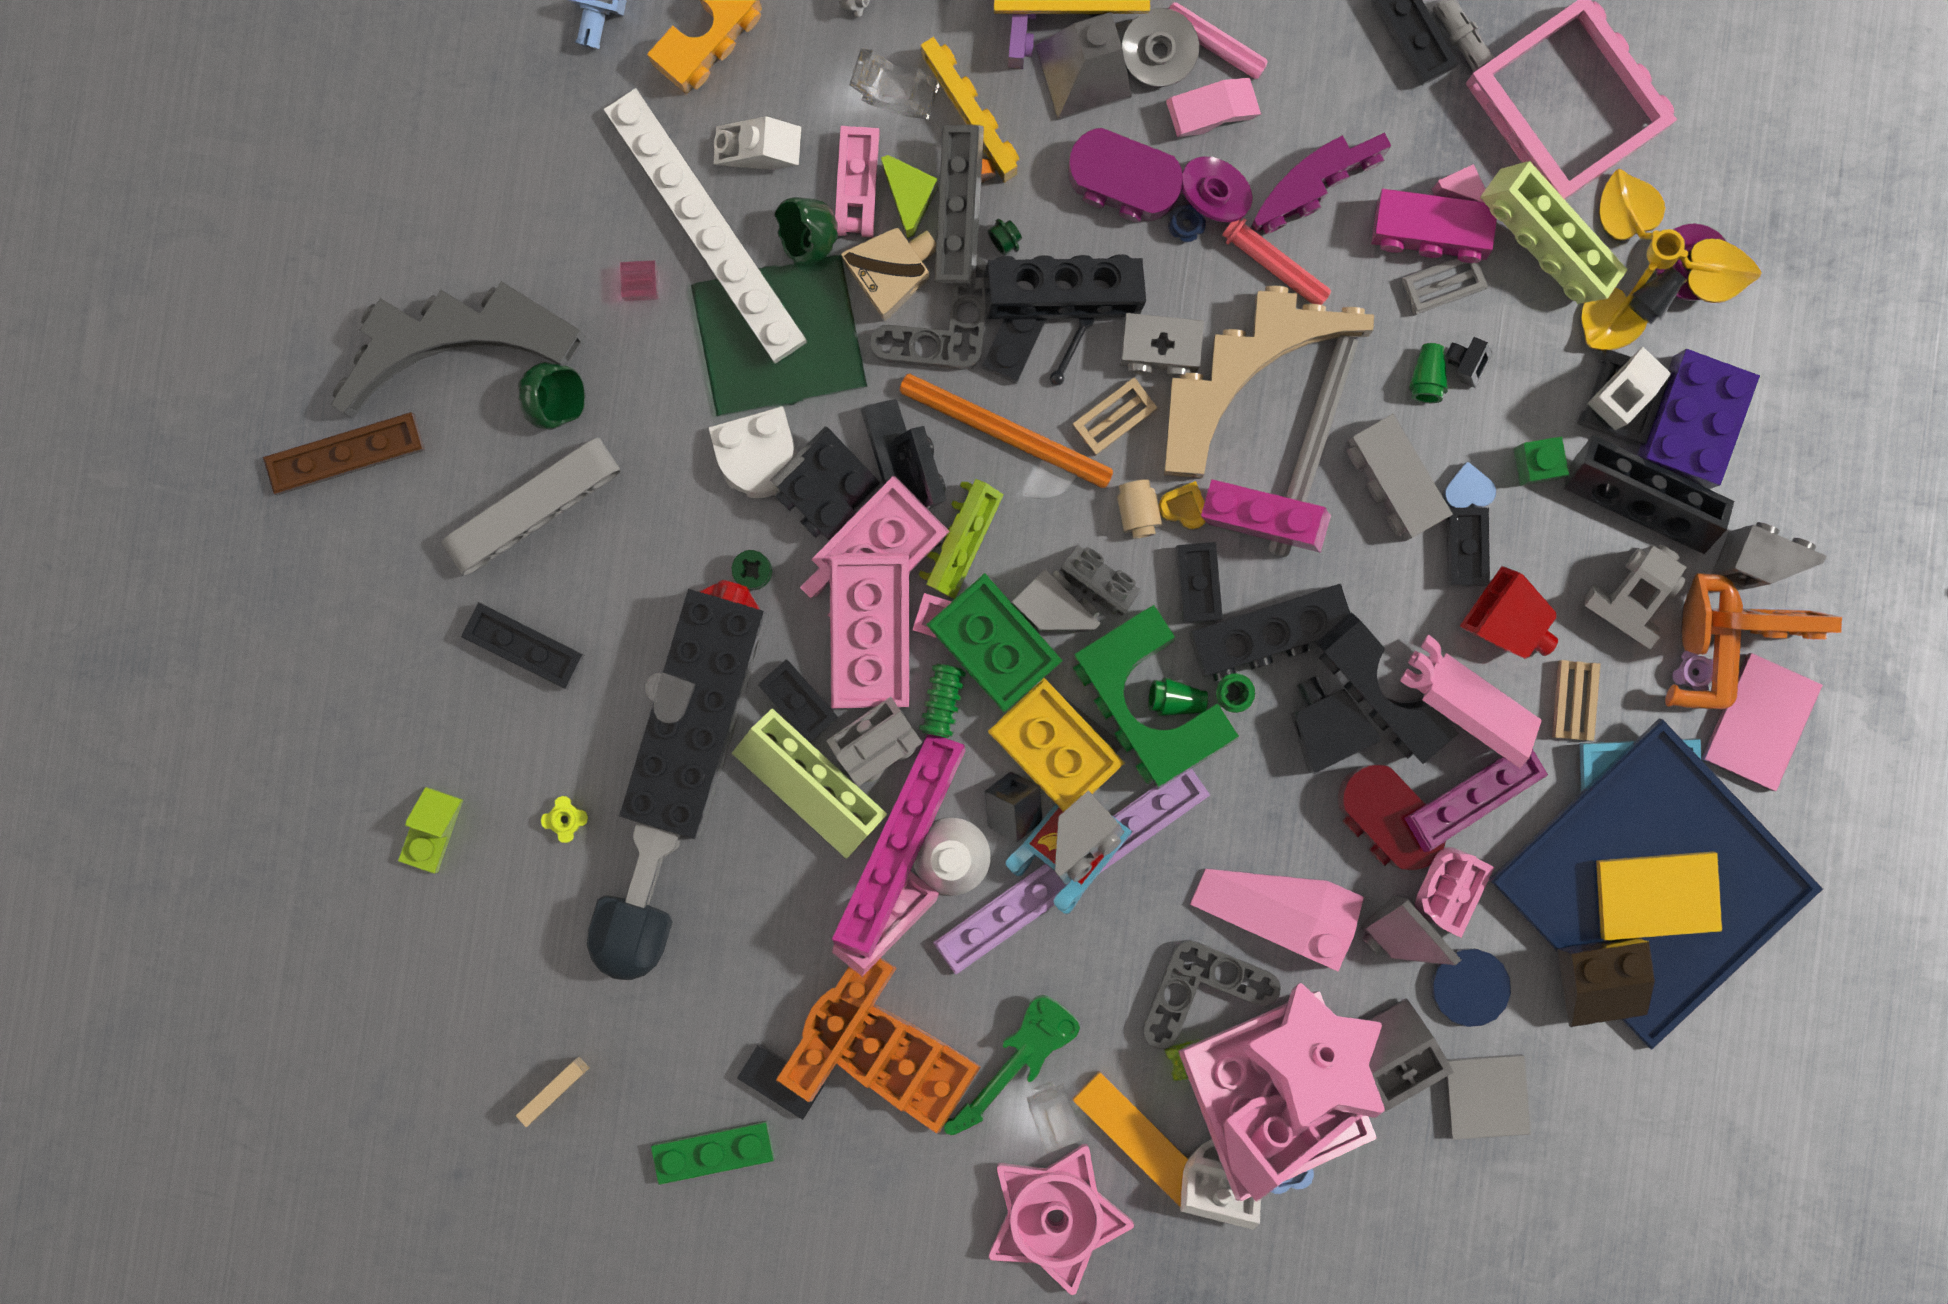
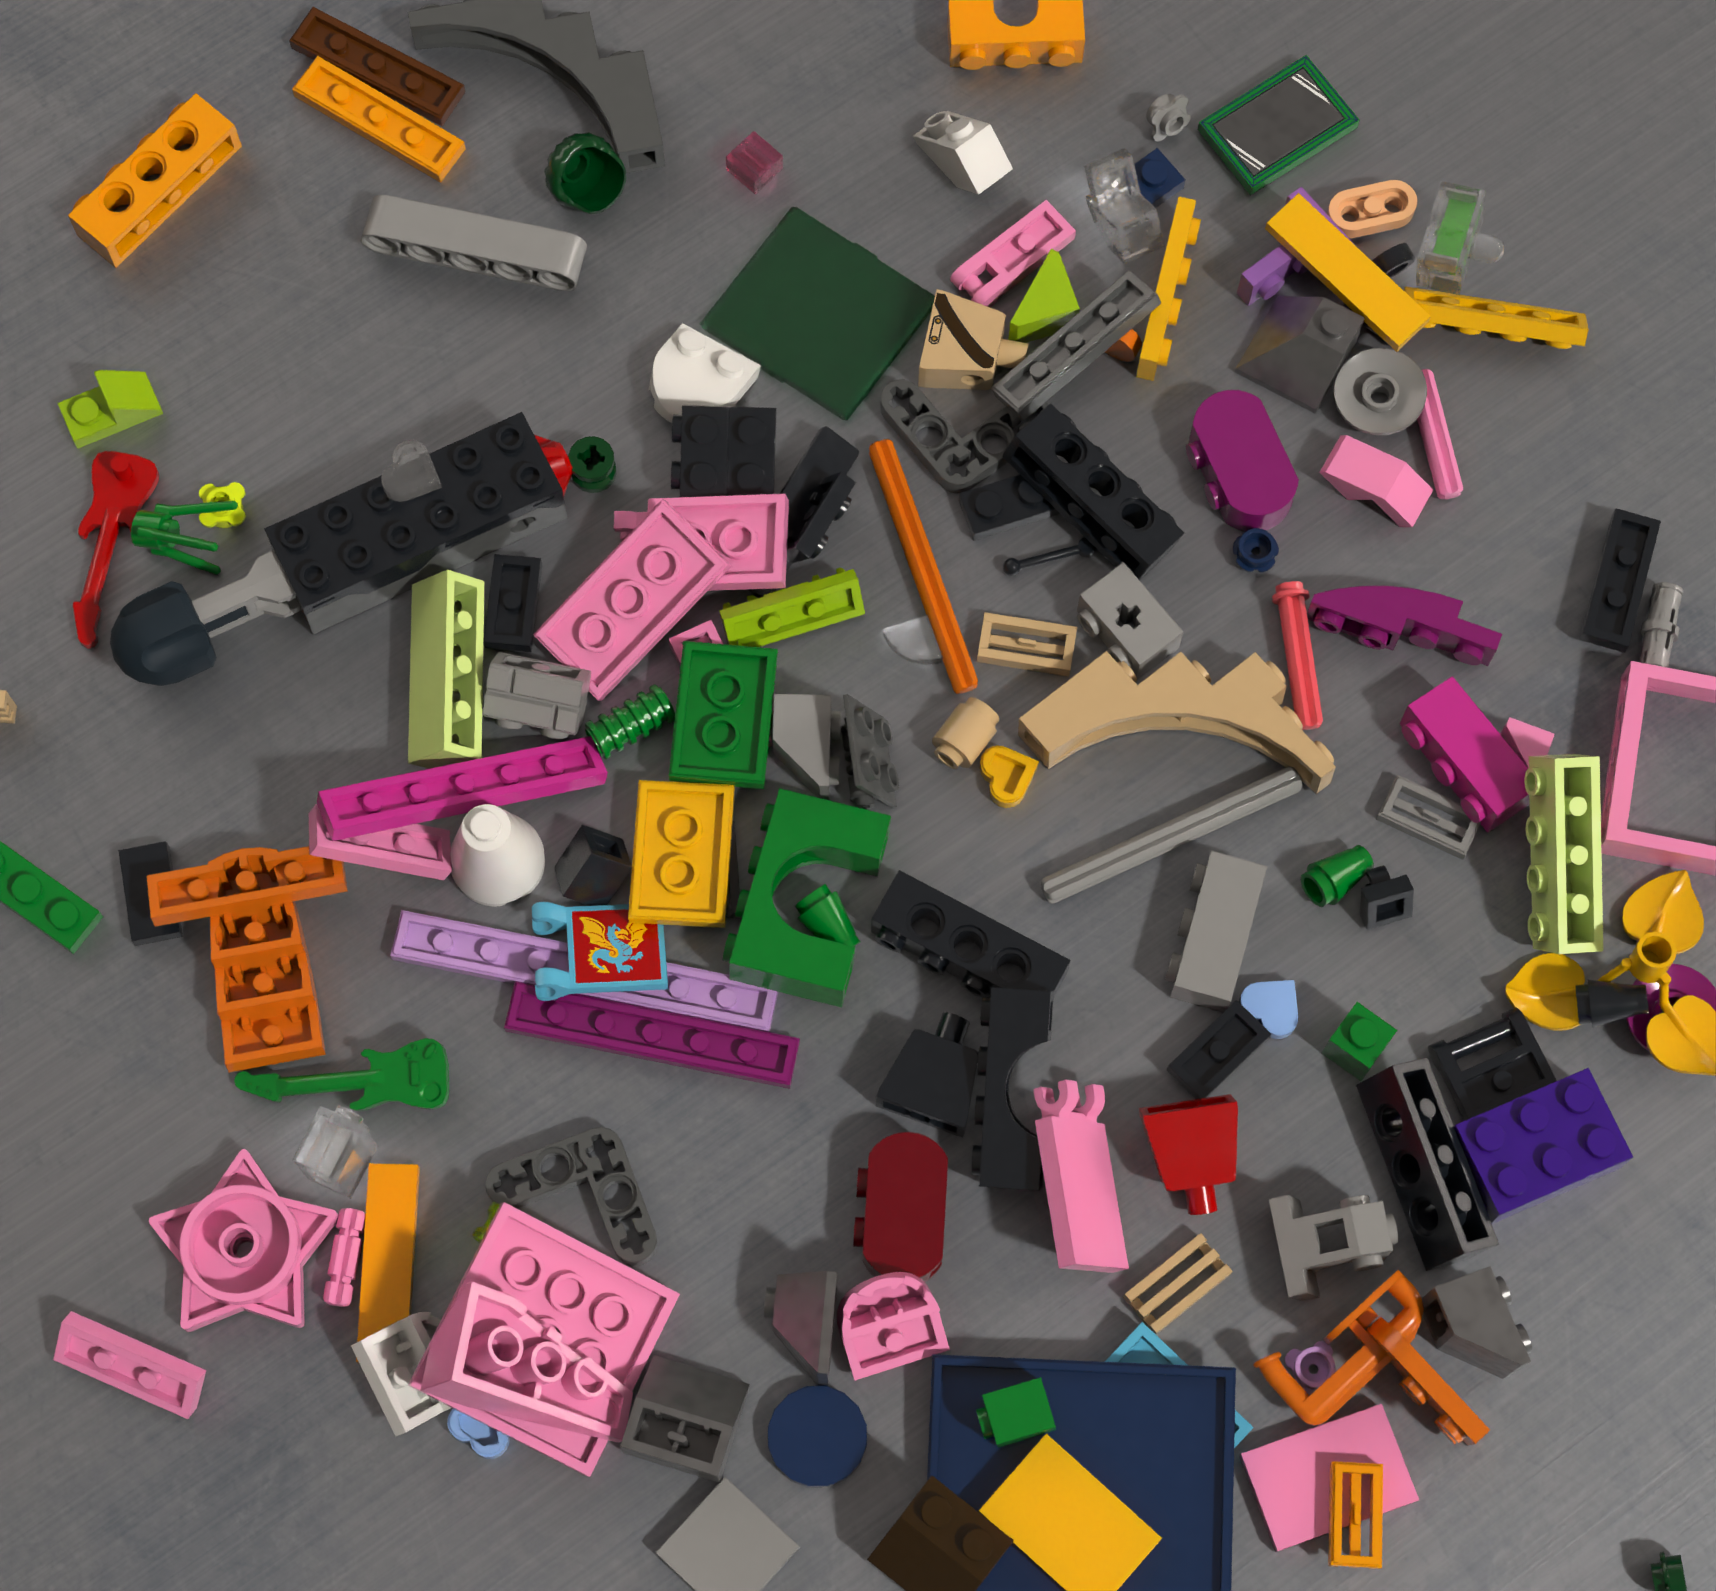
camera: 45 degrees right, 15 degrees down
(311, 683) = (152, 202): none -> light orange brick
(383, 486) = (379, 119): none -> light orange tile
(493, 871) = (120, 490): none -> red piece
(522, 645) = (345, 340): black plate -> none
(549, 874) = (161, 533): none -> green plant
(705, 226) = (852, 174): white plate -> none
(806, 229) = (930, 247): dark green hair -> none
(888, 41) = (1158, 178): none -> dark blue plate
(1005, 236) = (1089, 413): dark green plate -> none
(1082, 836) = (619, 942): light grey slope -> none
(1115, 1162) = (344, 1257): none -> bright pink axle
(1150, 862) = (654, 1036): none -> magenta tile
(1199, 582) = (951, 844): black plate -> none
(1216, 189) = (1308, 545): magenta dish -> none
(1245, 695) = (880, 947): green cone -> none
(1266, 515) = (1066, 840): dark pink brick -> none
(1292, 912) = (730, 1204): bright pink wedge -> none
(1320, 1060) = (610, 1334): bright pink plate -> none
(1472, 800) = (996, 1265): magenta tile -> none
(1574, 868) = (1016, 1413): none -> green brick
(1630, 389) = (1501, 1050): white slope -> none
(1780, 731) = (1354, 1560): none -> light orange tile

